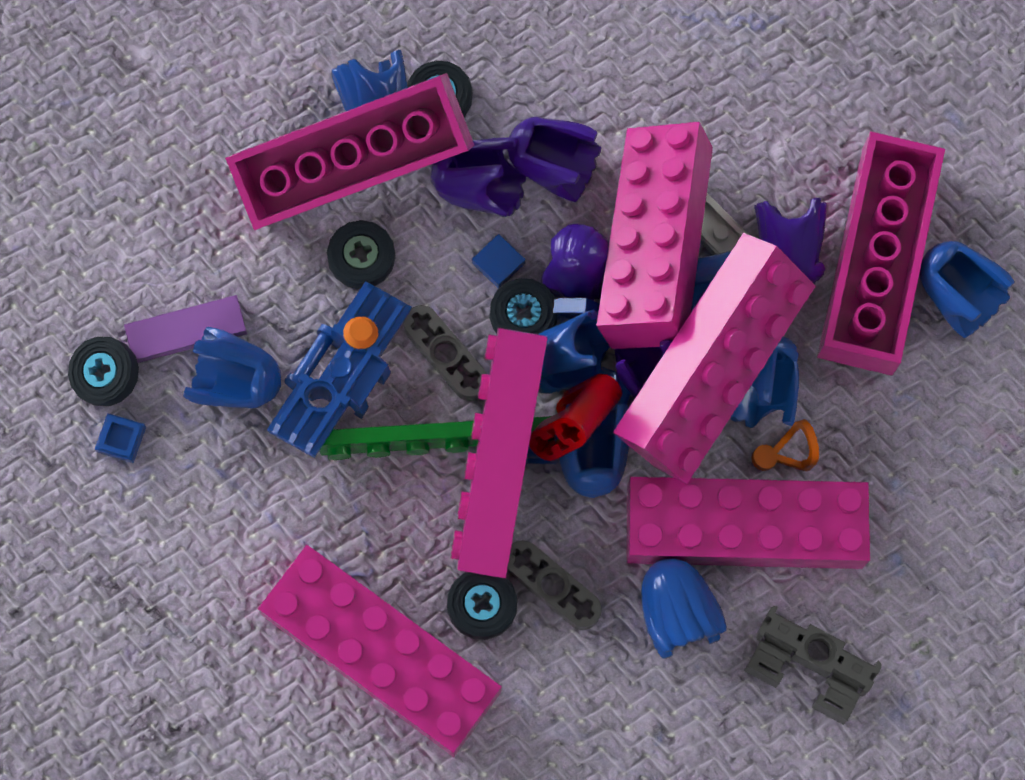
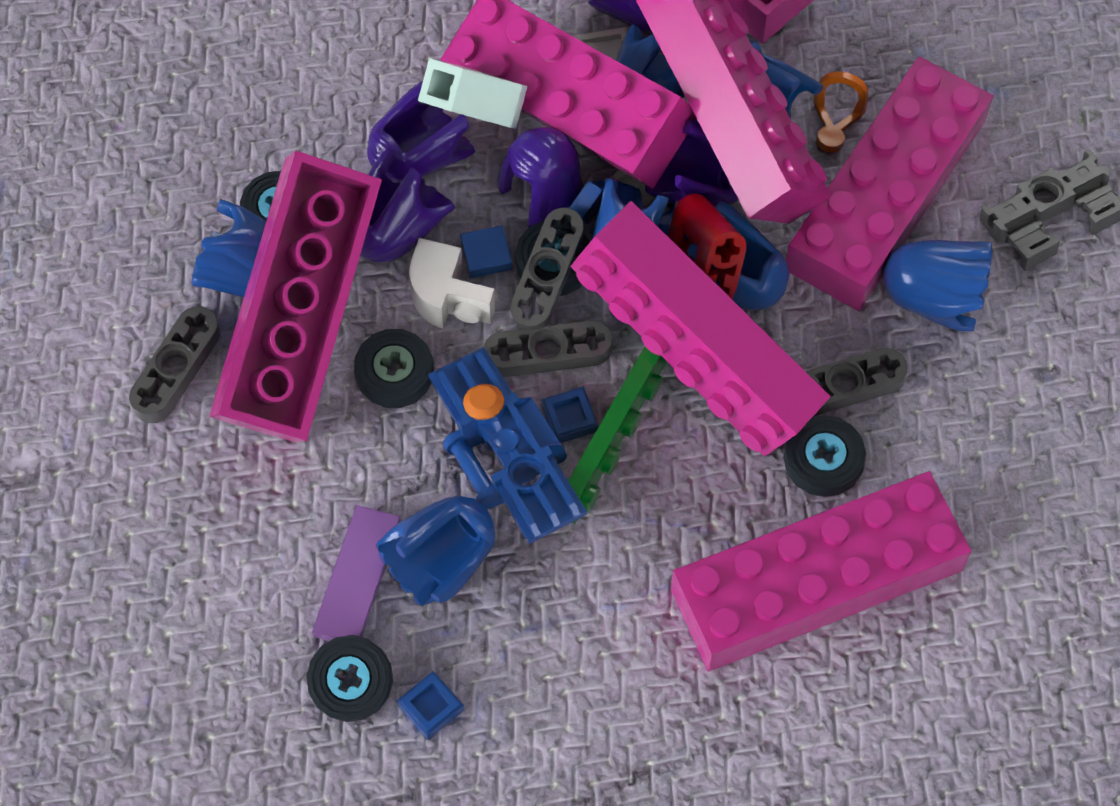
camera: 55 degrees left, 10 degrees down
(258, 93) = (178, 383): none -> dark grey beam
(402, 400) = (570, 414): none -> blue tile
(443, 240) = (437, 286): none -> white brick
(526, 297) = (570, 244): none -> dark grey beam
(597, 168) = (472, 93): none -> light aqua slope

